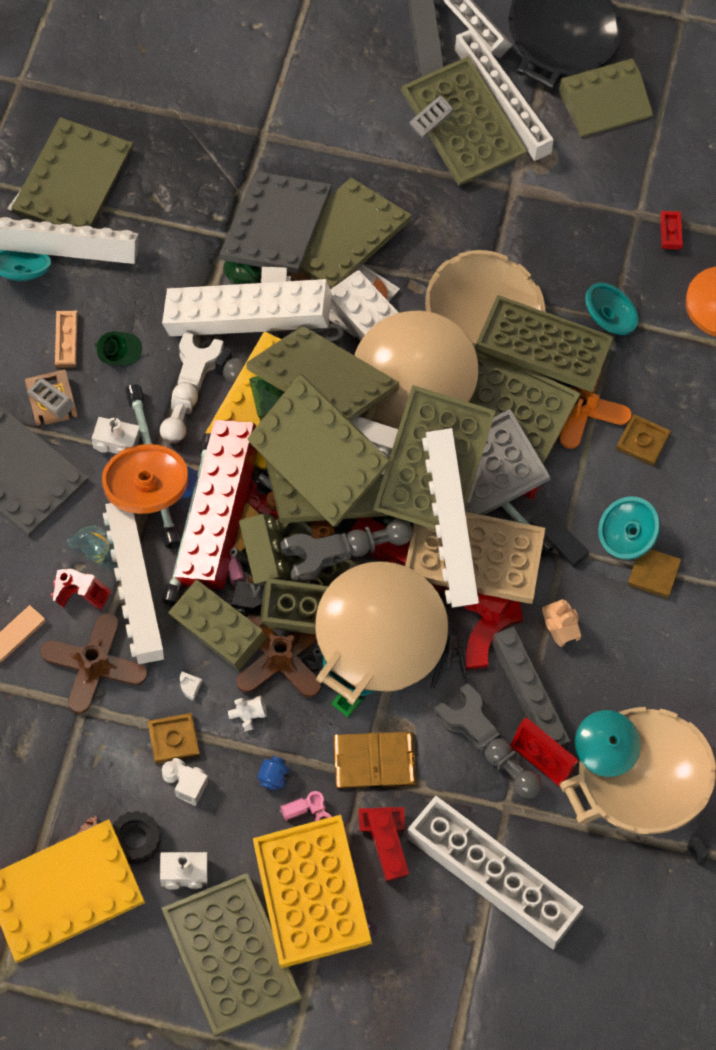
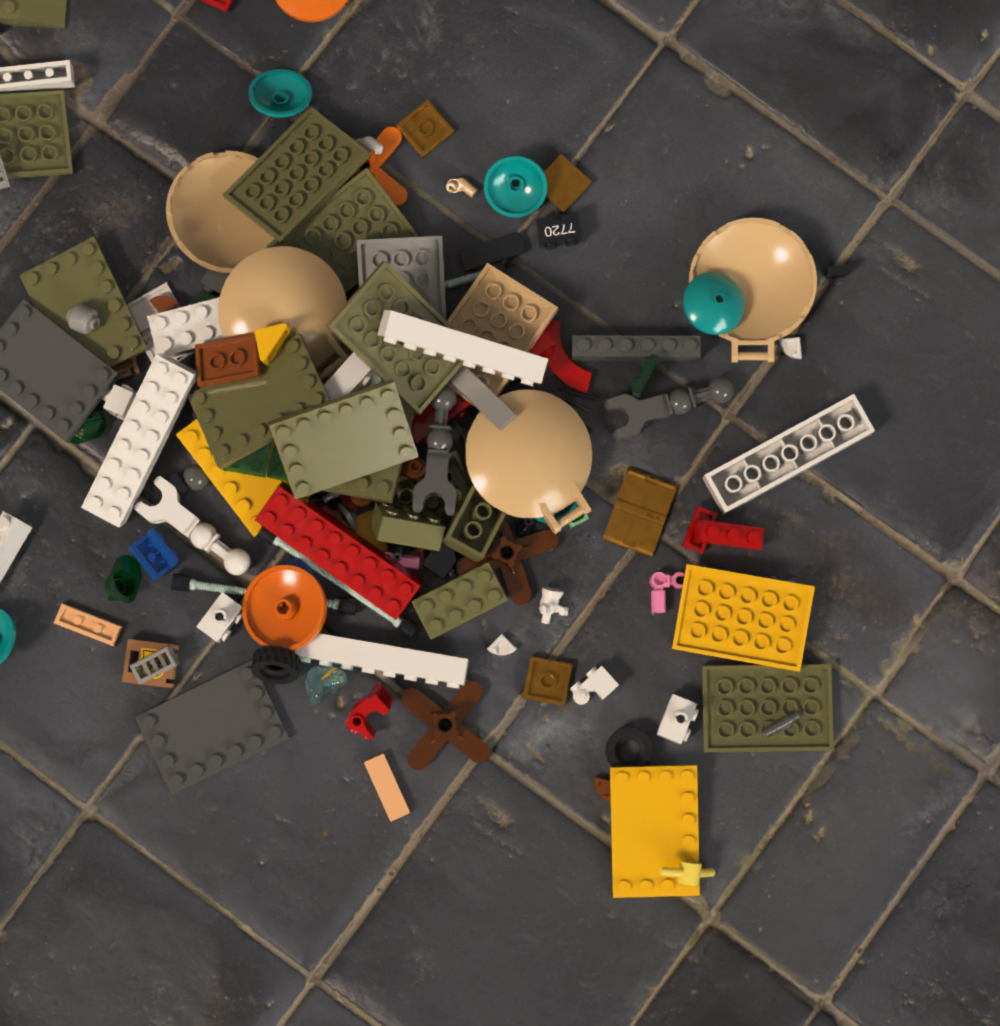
camera: 70 degrees left, 20 degrees up
(32, 934) = (688, 873): none -> light yellow piece
(89, 492) = (275, 665): none -> black tyre
(149, 364) = (154, 554): none -> blue bracket
(219, 971) = (782, 724): none -> dark grey piece
(255, 503) = (348, 515): none -> dark grey slope
(273, 773) = (619, 606): blue head -> none
(334, 229) = (82, 318): none -> light grey head
(347, 338) = (227, 361): none -> dark orange plate
(379, 359) = (270, 341): none -> yellow slope
(414, 559) = (482, 398): none -> light grey tile
(505, 707) = (646, 371): none -> clear green tile
(543, 752) = (700, 363): red tile -> none
(562, 622) = (581, 289): light nougat hinge -> none
(603, 838) = (791, 347): none -> white tile
(605, 395) = (370, 144): none -> white arm
(607, 488) = (460, 185): none -> tan arm
(607, 585) = (559, 232): none -> black brick

